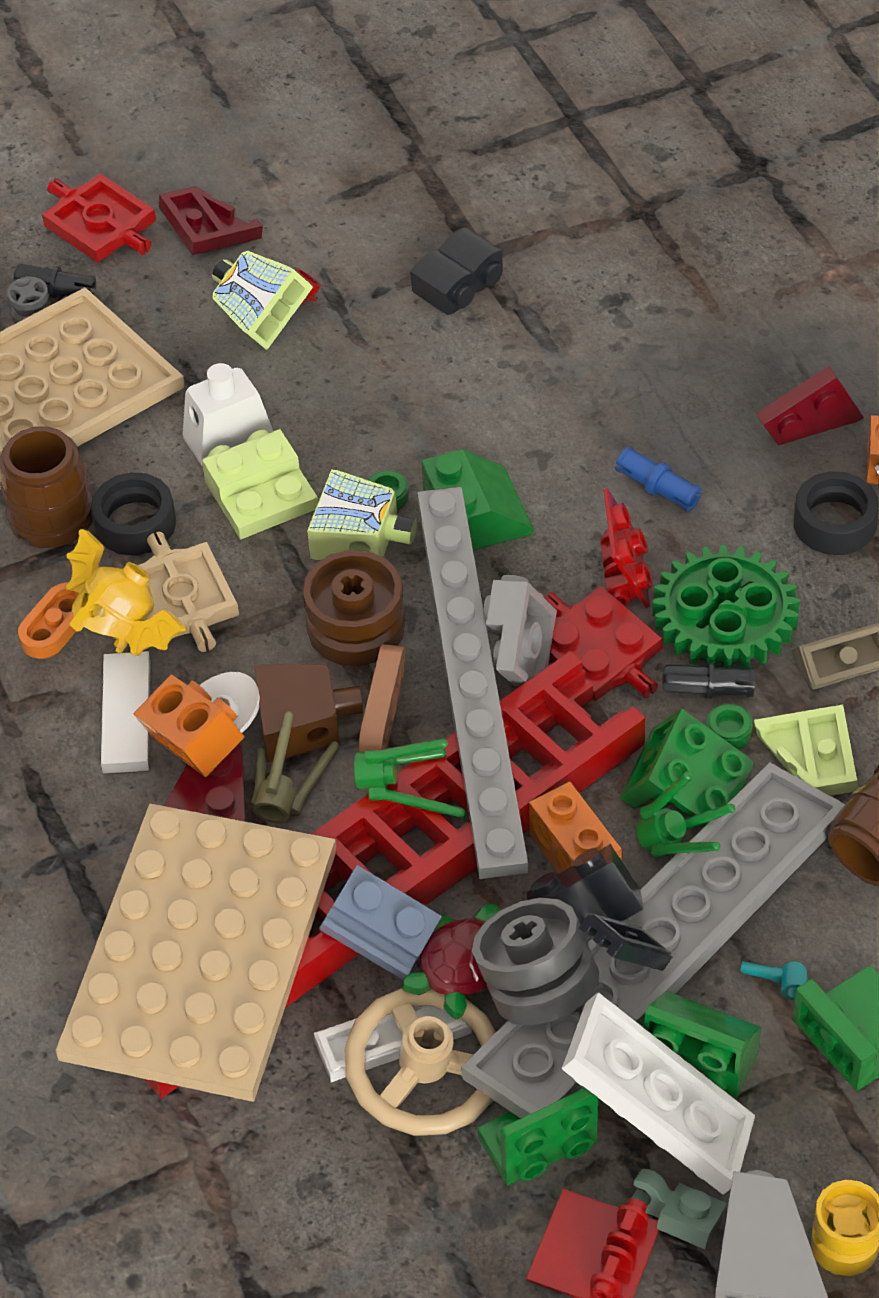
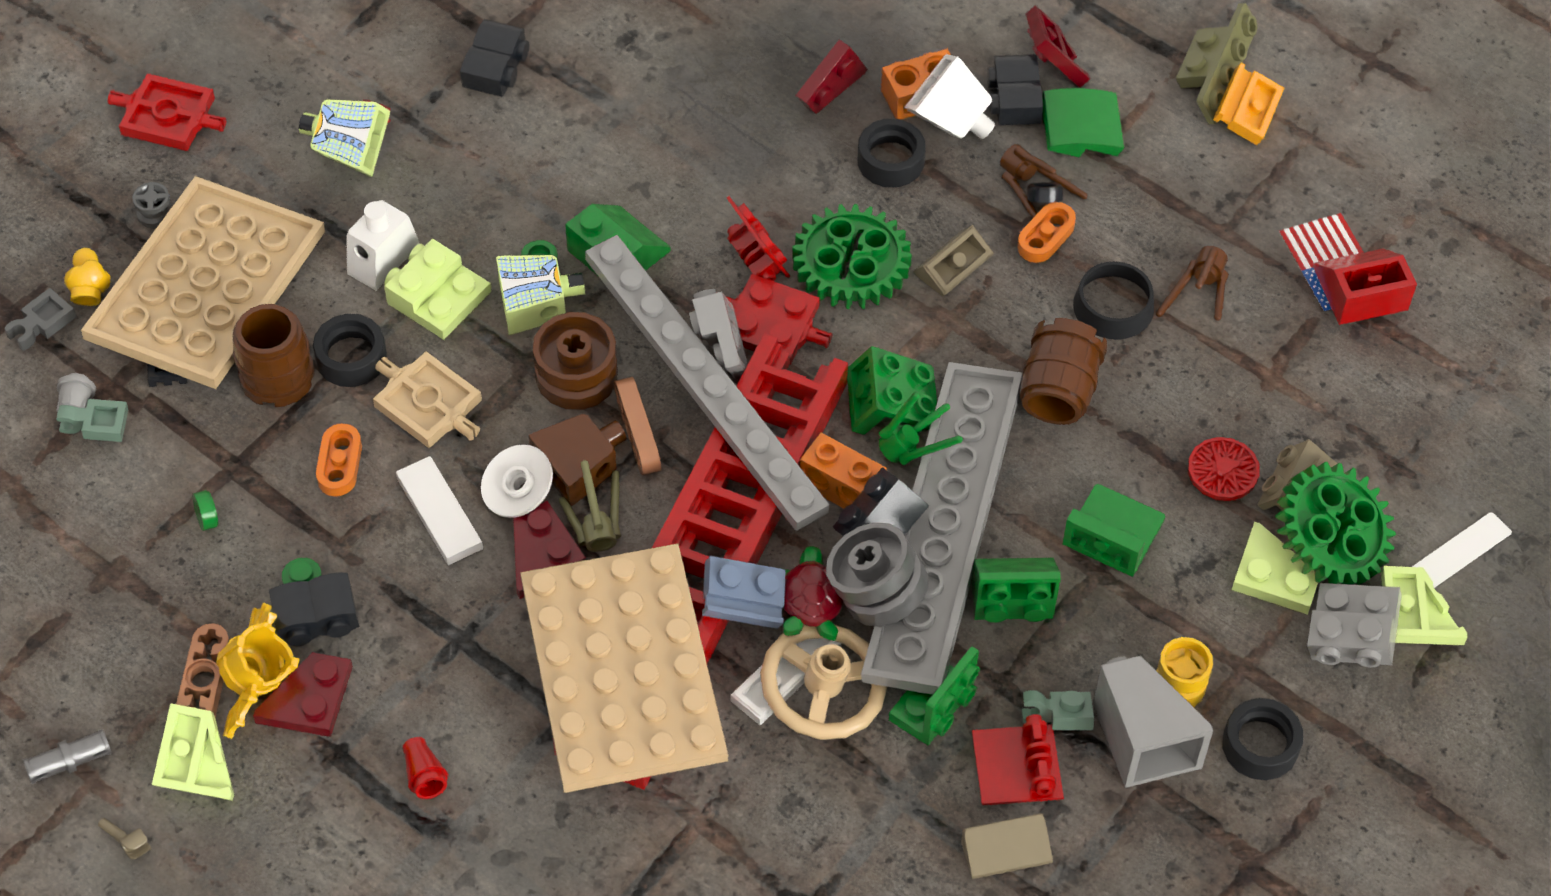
camera: 30 degrees left, 5 degrees up
(57, 281) = (170, 178): black axle -> none
(116, 601) = (391, 425): yellow helmet -> none
(190, 724) = (505, 505): orange brick -> none
(205, 222) = (259, 85): dark red wing -> none
(380, 767) = (679, 477): green plant -> none
(626, 942) = (937, 532): black tile -> none
(658, 479) = (745, 173): blue pin -> none
(659, 1092) = (1015, 632): white plate -> none
(708, 680) = (869, 316): black axle -> none
(731, 723) = (902, 342): green tile -> none
(790, 975) = (1046, 512): teal hand -> none
(812, 747) = (971, 338): yellowish green wing -> none

